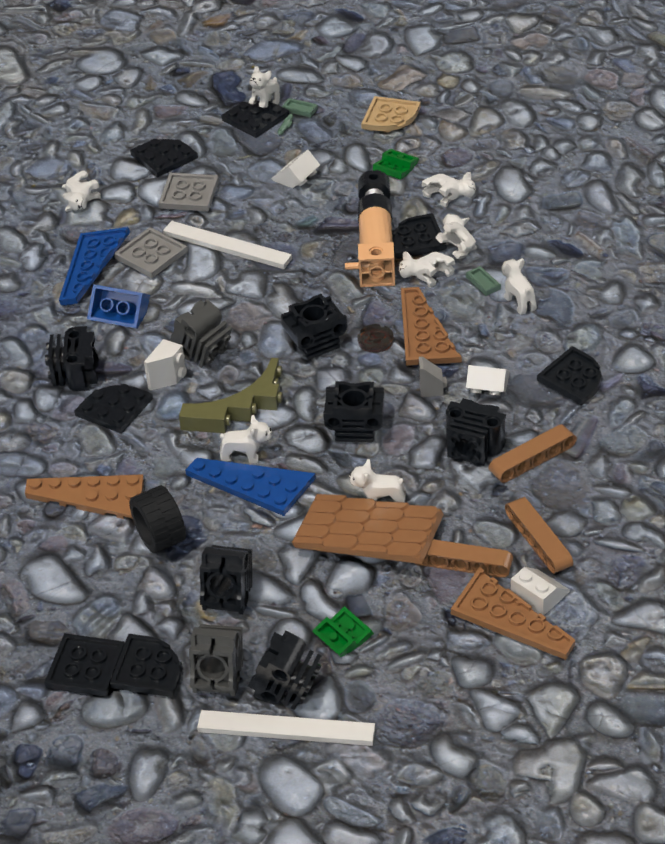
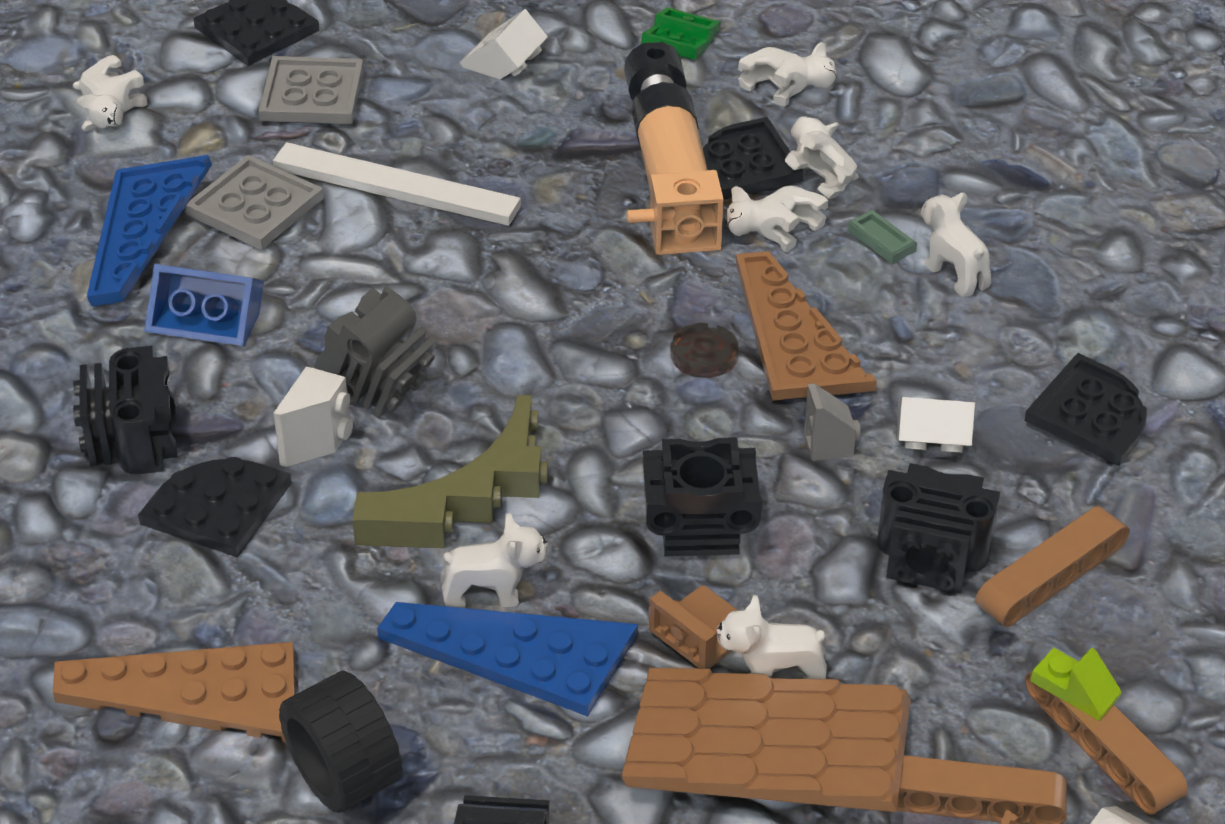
camera: 10 degrees left, 0 degrees up
(315, 325) = (593, 330): black piece -> none
(338, 474) = (691, 624): none -> medium nougat bracket
(527, 508) = (1080, 683): none -> lime slope

